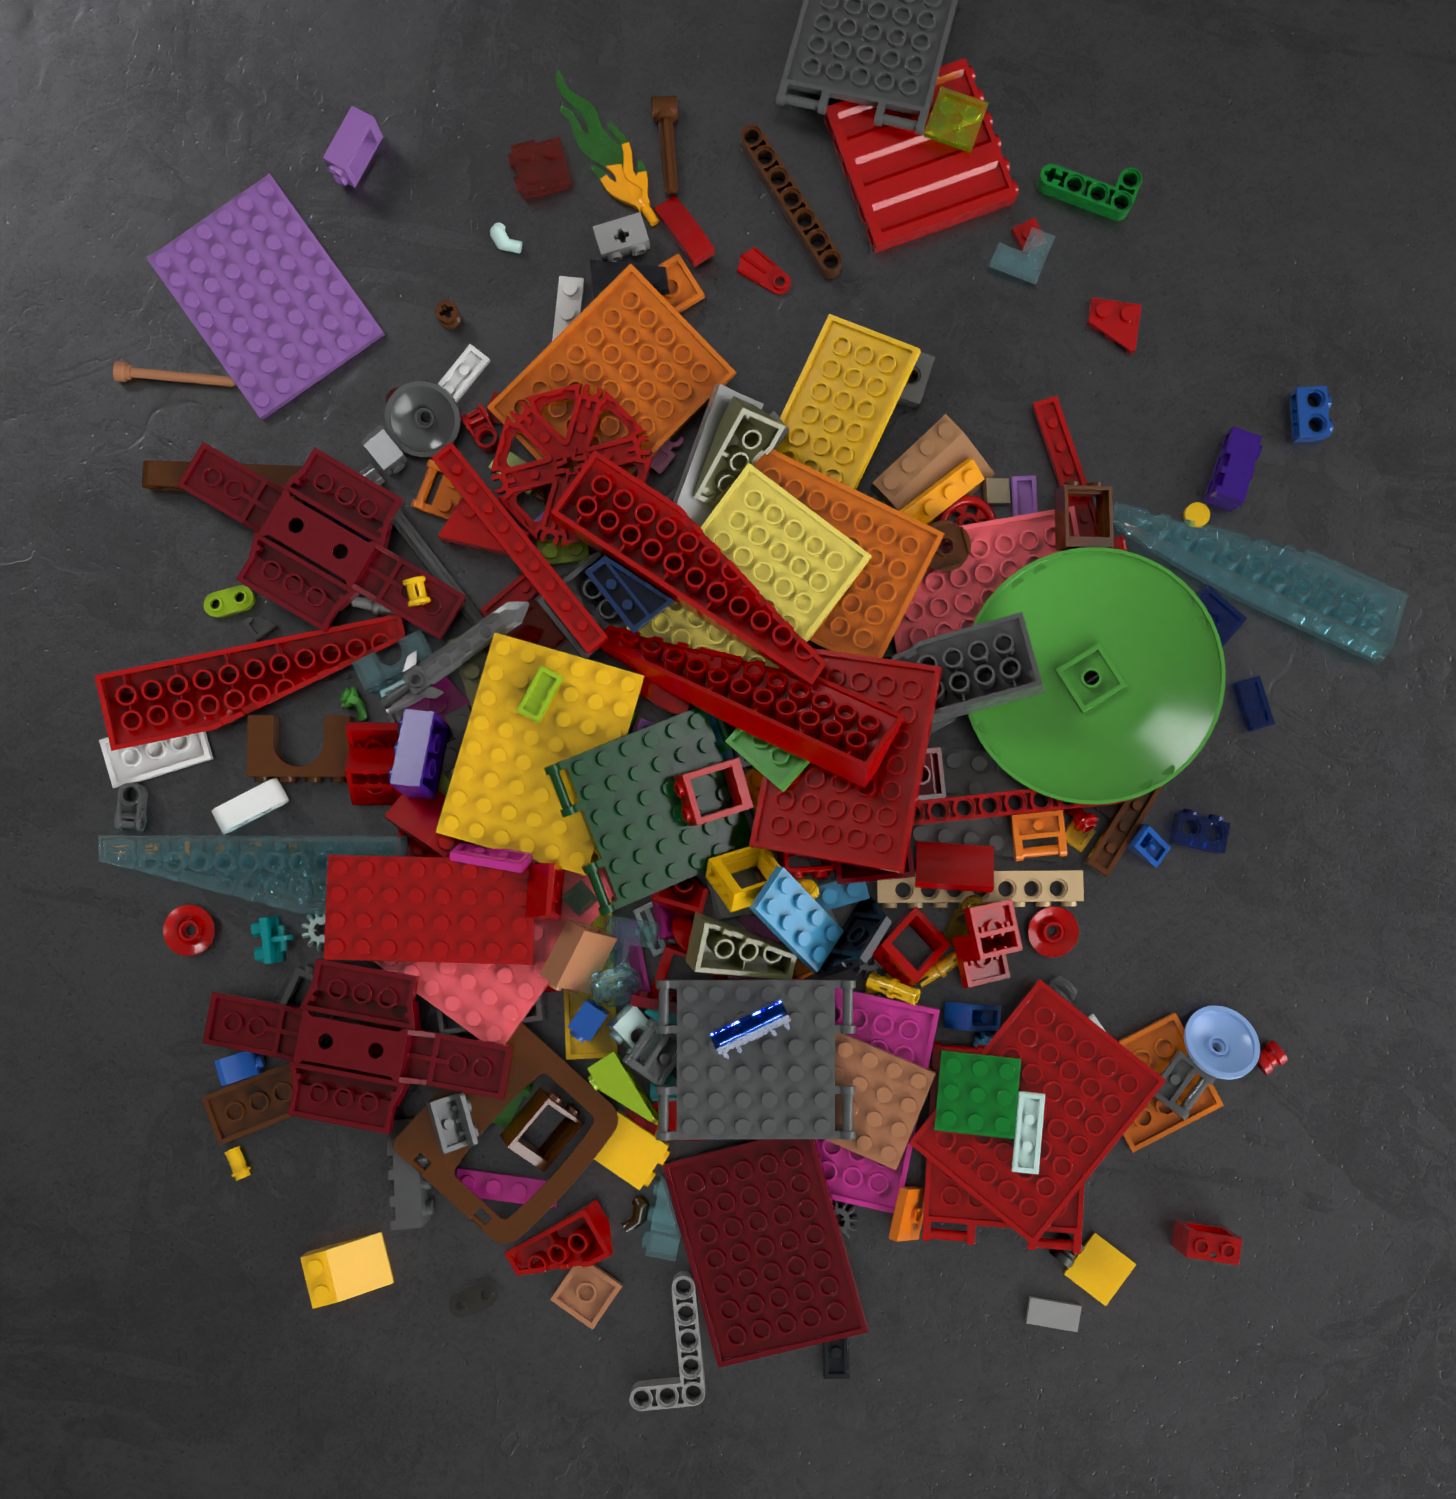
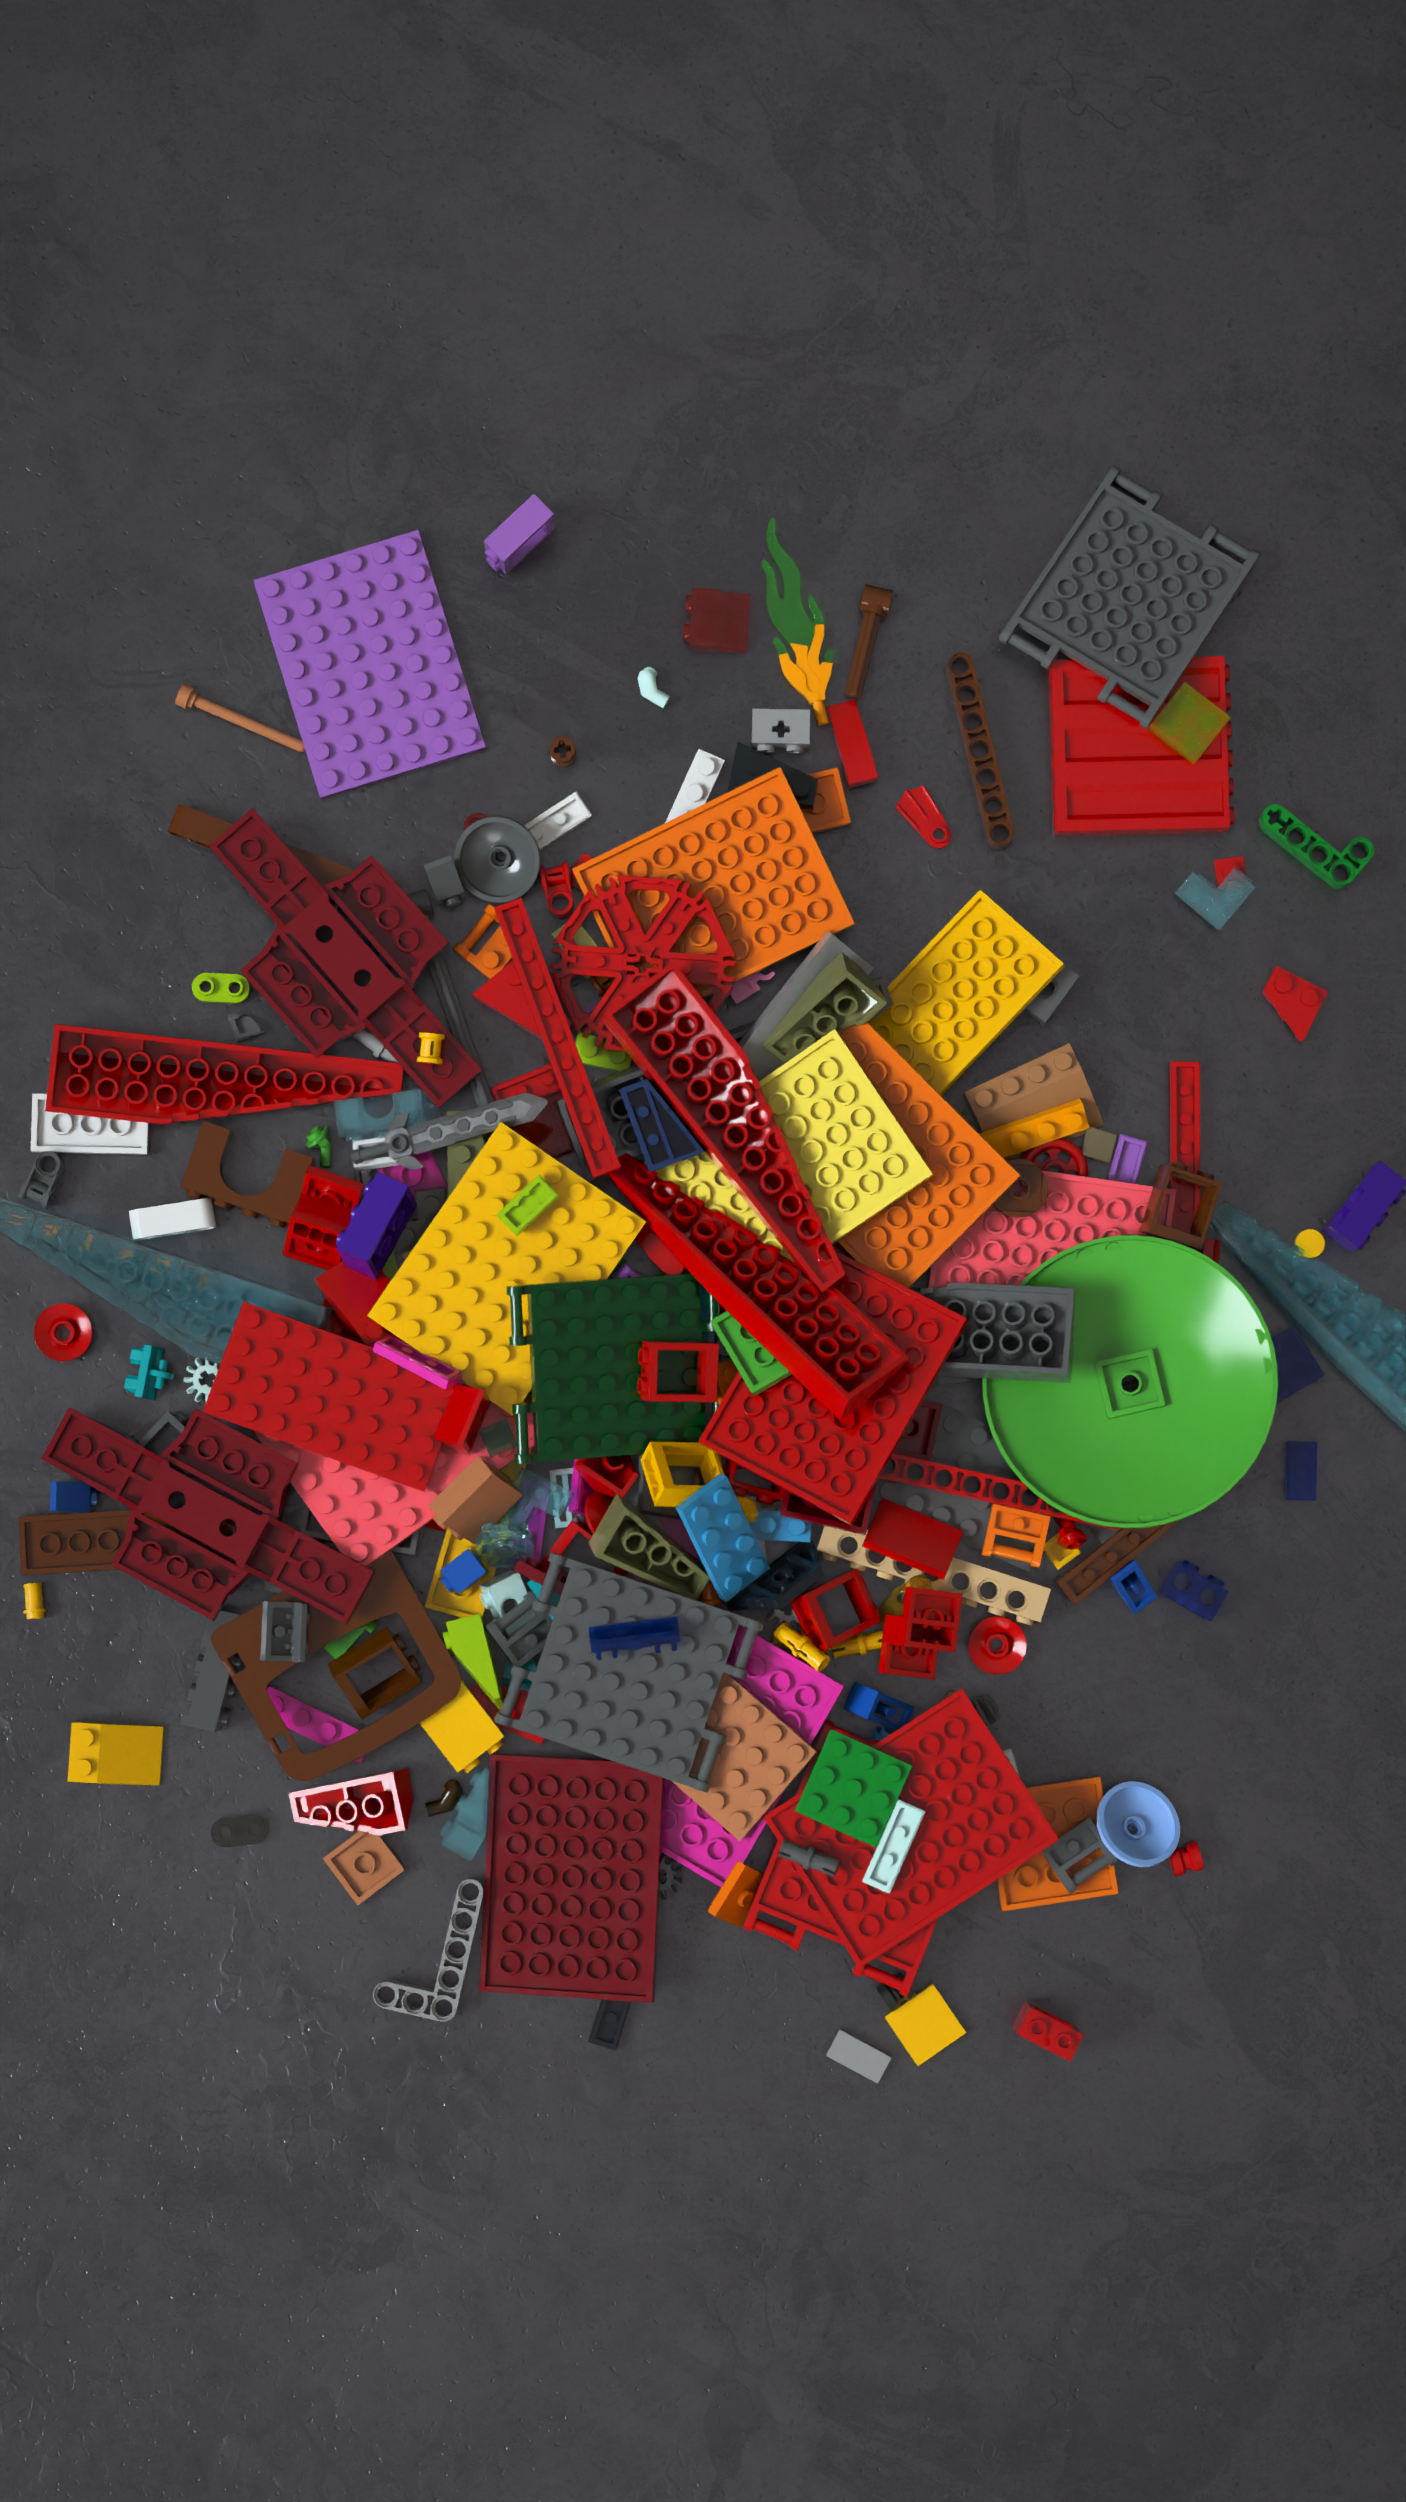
camera: 15 degrees right, 0 degrees up
(960, 1166) = (809, 1858): none -> dark grey pin

